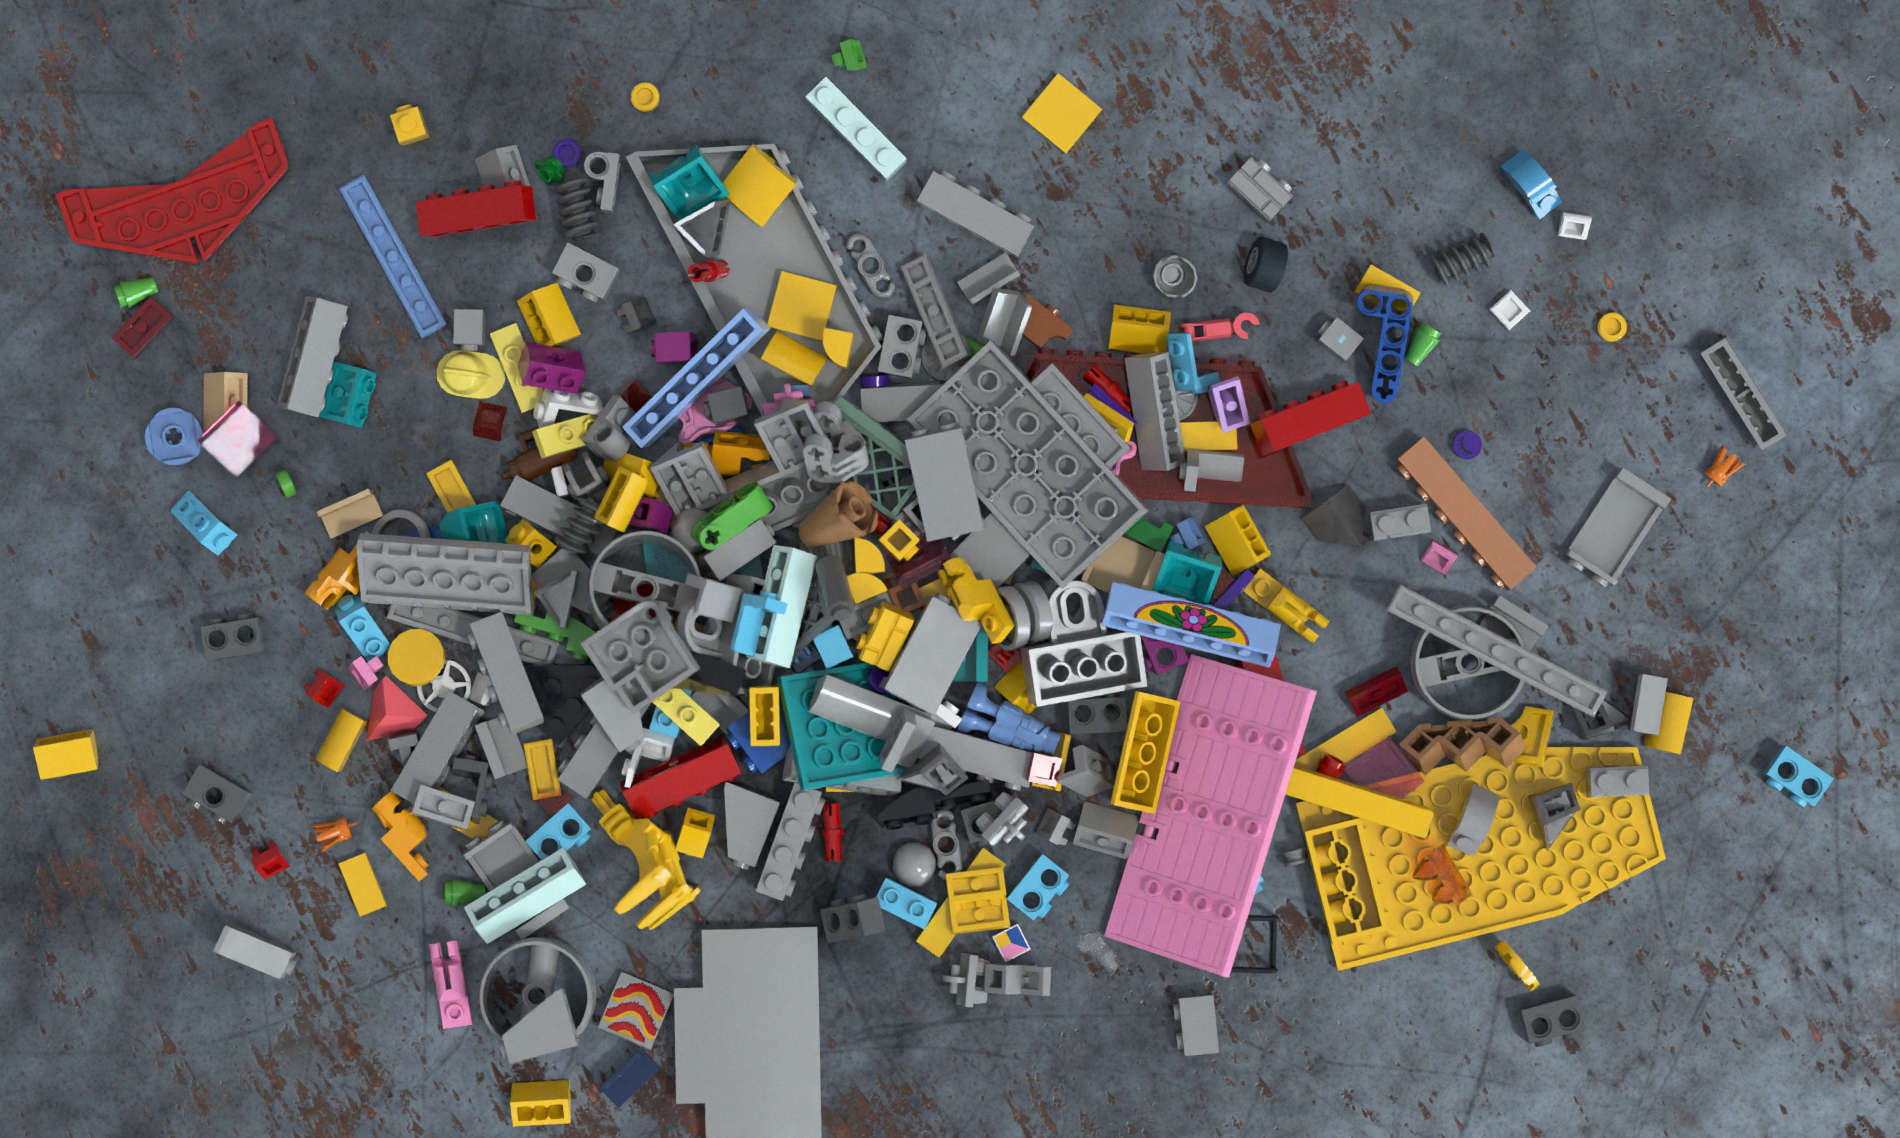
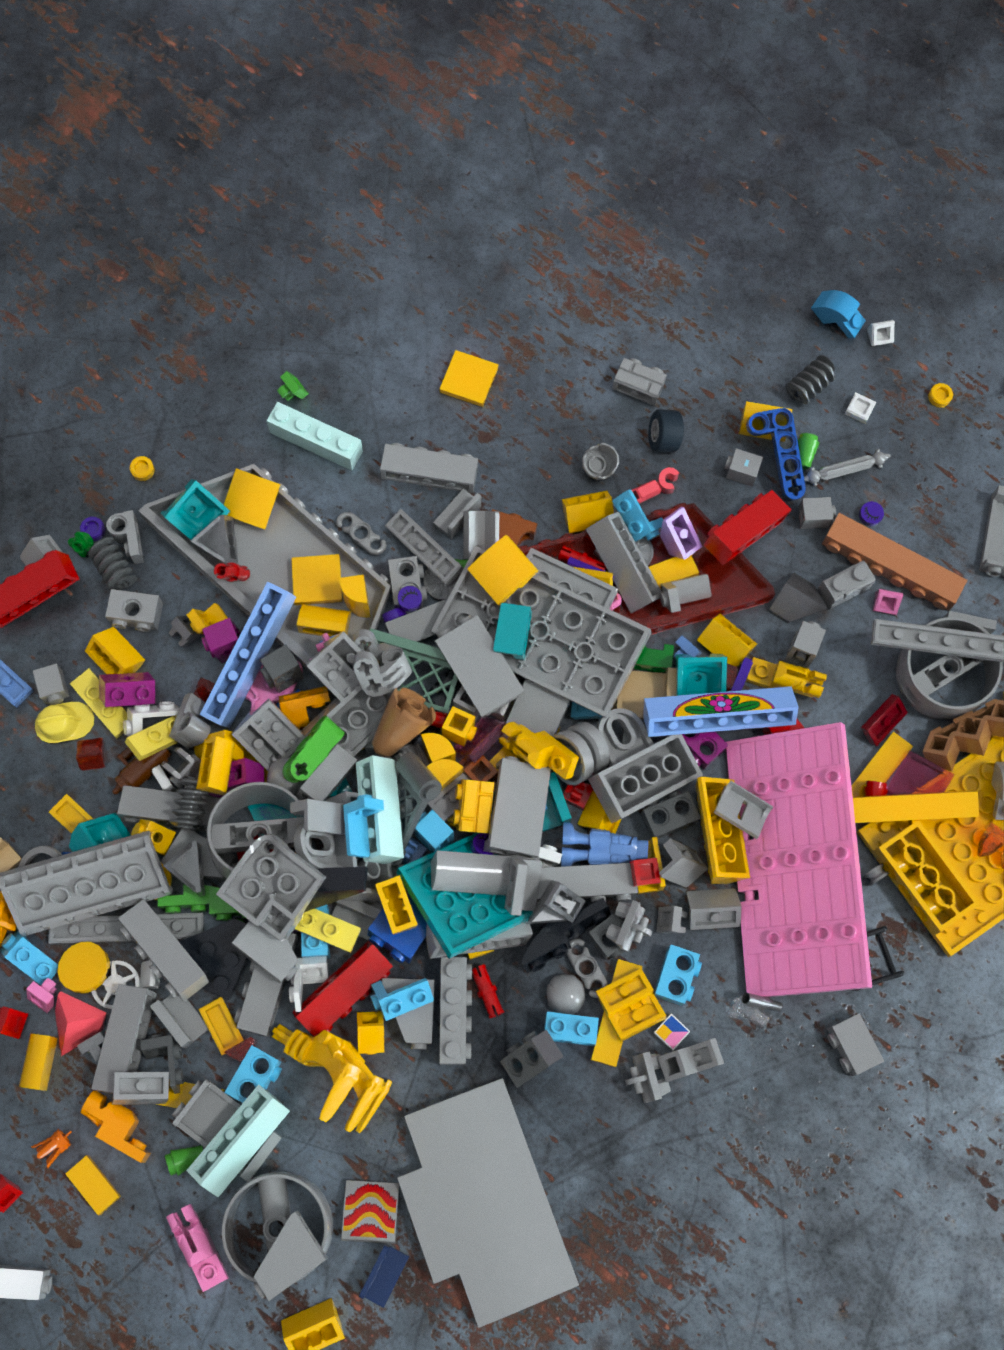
camera: 25 degrees left, 15 degrees down
(665, 314) = (202, 619): none -> yellow bracket
(737, 813) = (402, 999): none -> medium azure bracket
(896, 371) = (409, 598): none -> dark purple tile
(994, 458) = (513, 630): none -> teal panel
(1008, 383) = (502, 569): none -> yellow slope
(1116, 947) = (761, 1002): none -> flat silver pin
(1183, 749) = (754, 812): none -> light grey piece
(1321, 577) = (805, 644): none -> light grey brick
(1401, 424) = (816, 513): none -> light grey brick
(1460, 379) = (846, 467): none -> light grey wheel

